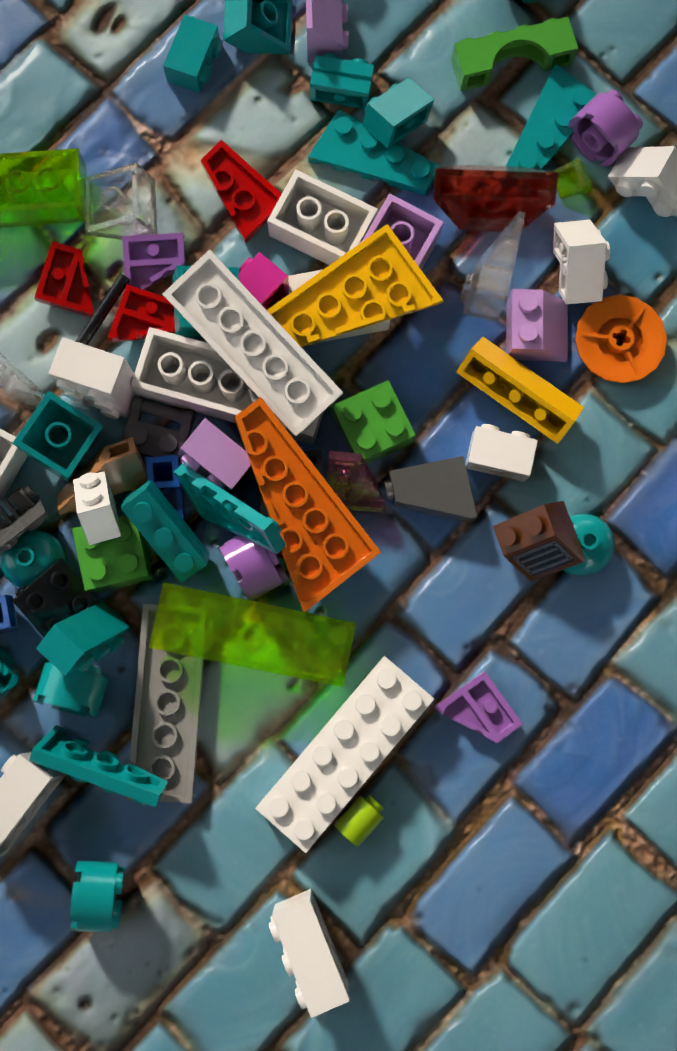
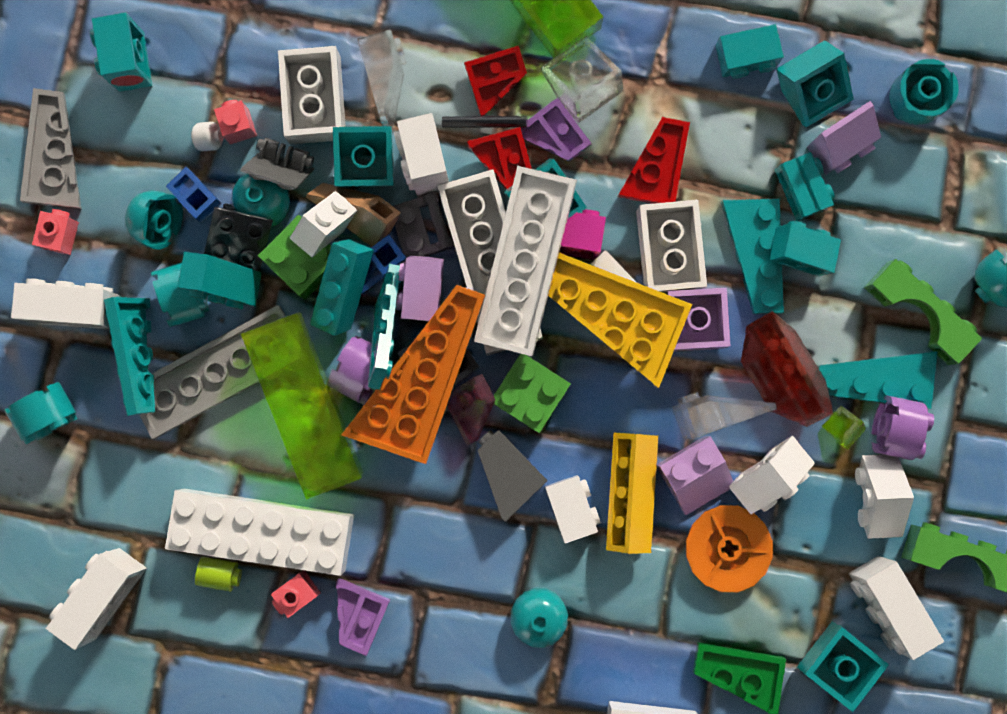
camera: 65 degrees right, 5 degrees up
(424, 757) = (294, 594): none -> coral brick
(540, 541) = (517, 583): reddish brown slope -> none

